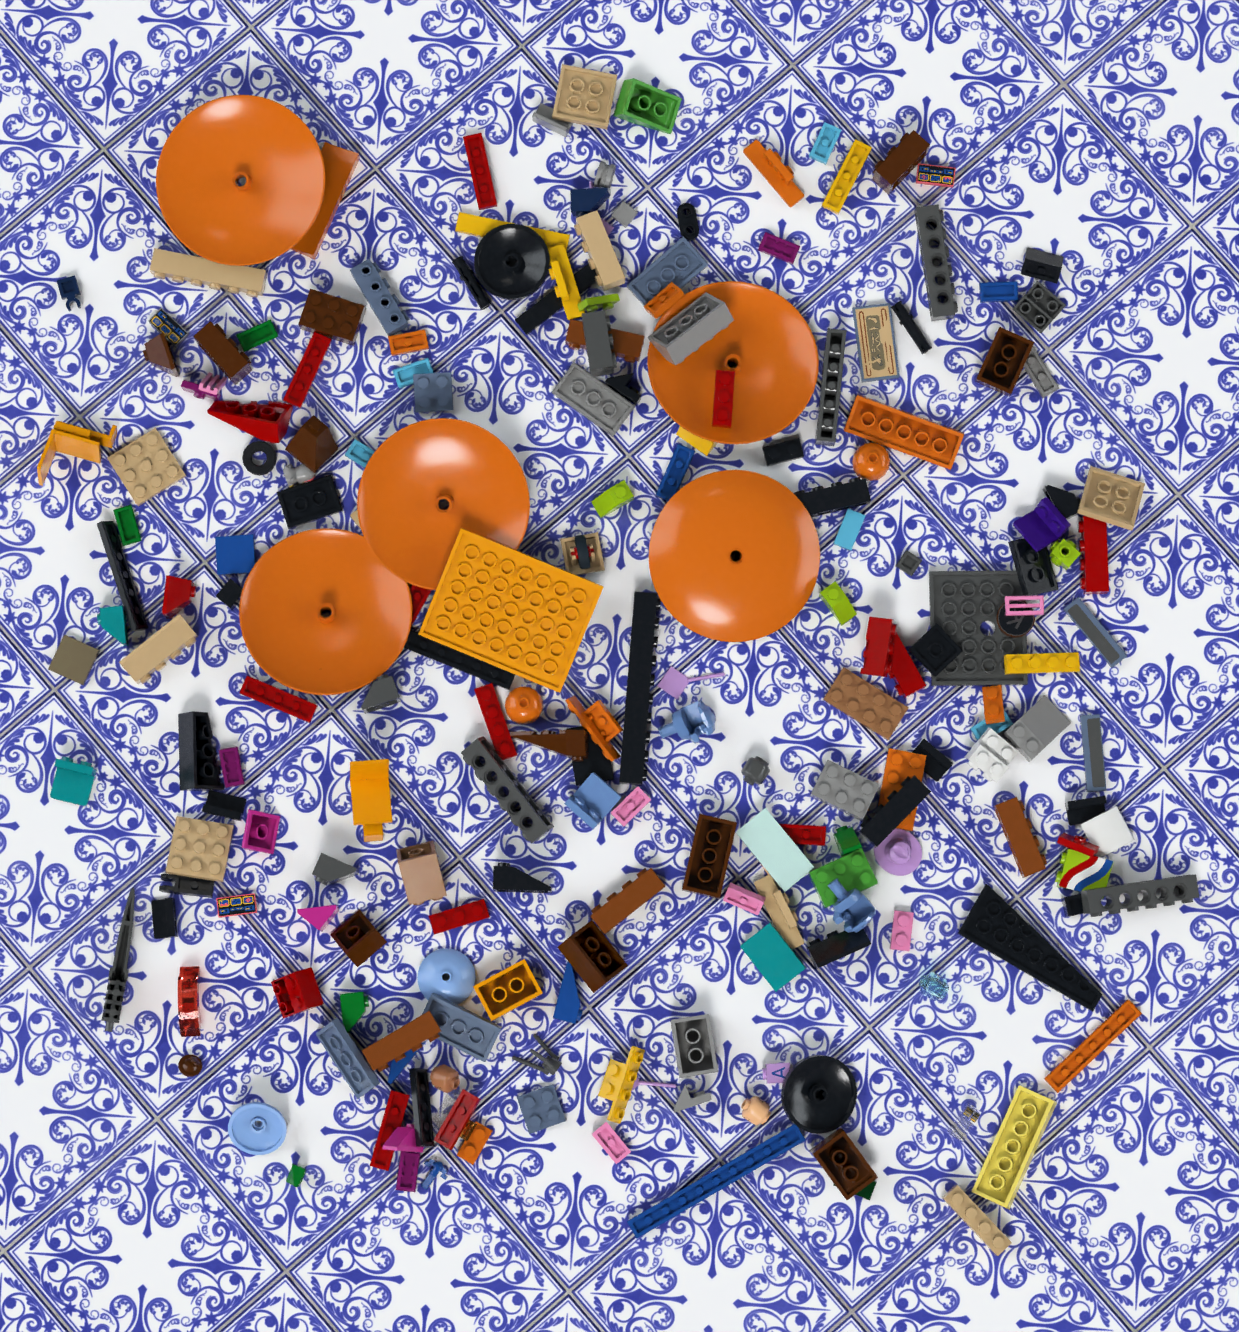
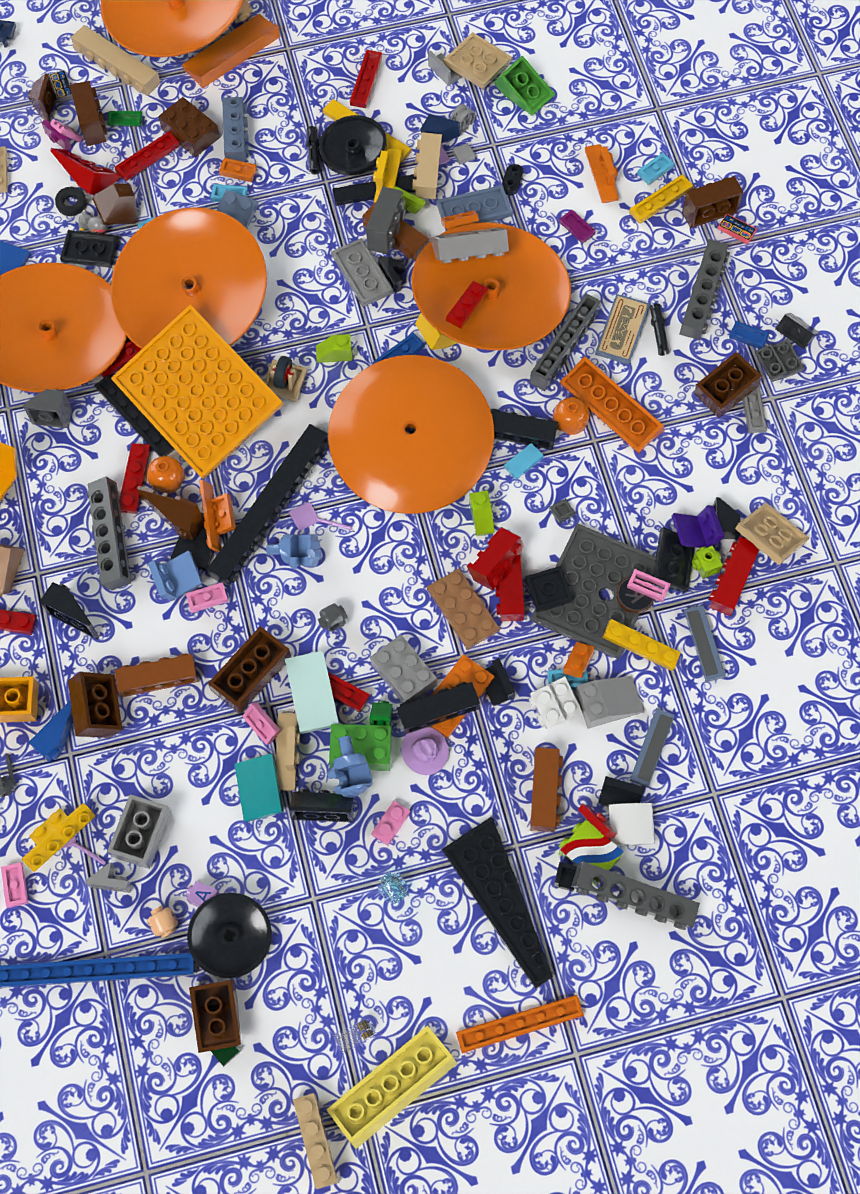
camera: 30 degrees right, 15 degrees down
(783, 452) = (498, 377): black plate -> none

